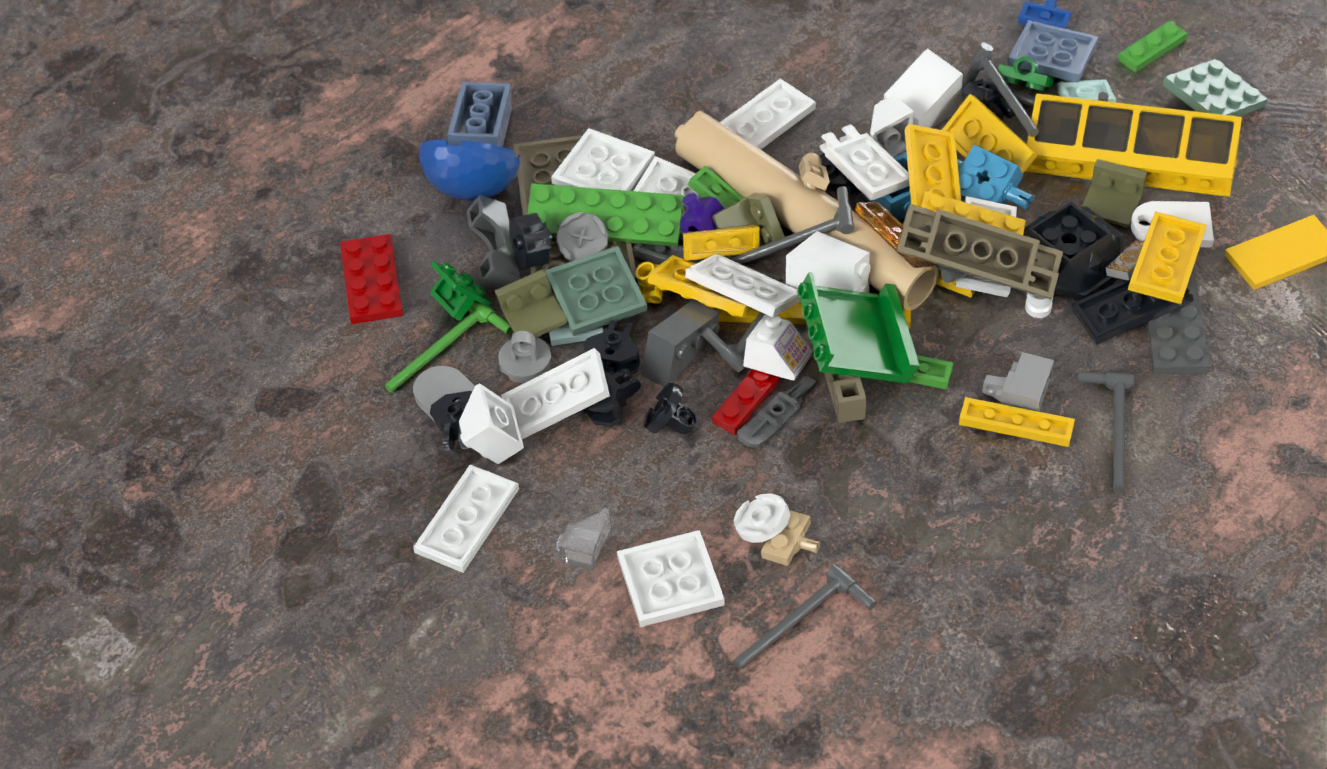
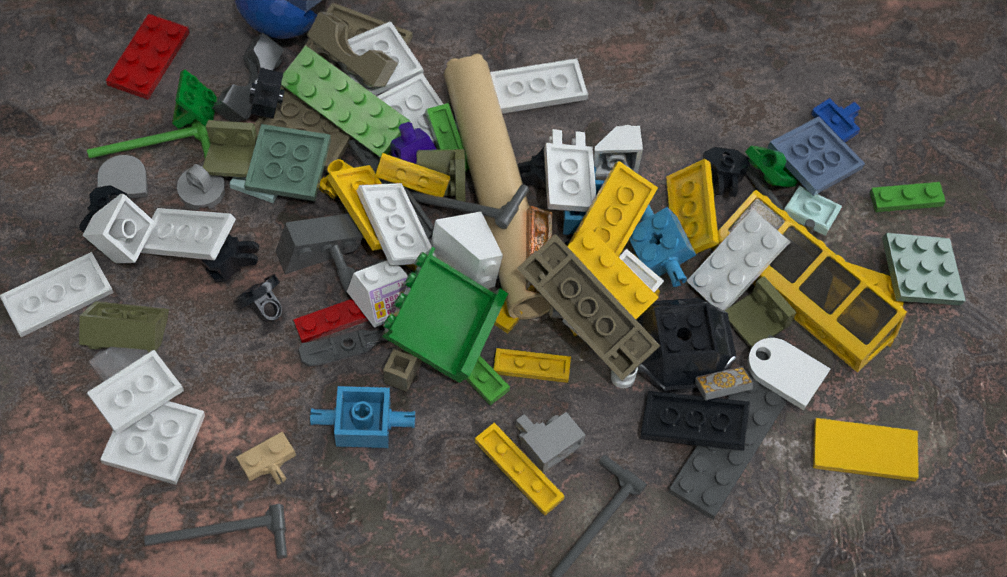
camera: 25 degrees right, 10 degrees up
(550, 160) = (331, 35): none -> dark tan arch
(559, 505) = (122, 326): none -> olive slope
(581, 236) = (311, 111): light grey tile -> none
(616, 348) = (262, 221): black hinge -> none
(626, 546) = (135, 391): none -> white plate
(762, 518) = (257, 429): white tile -> none
(813, 172) = (520, 157): tan plate -> none
(848, 454) = (357, 431): none -> dark azure brick
(929, 89) = (675, 137): white slope -> none
(955, 338) = (532, 365): none -> yellow tile
(982, 61) = (740, 136): dark grey bar -> none
(1064, 158) = (738, 261): none -> white plate
(1167, 257) = (746, 401): yellow plate -> none

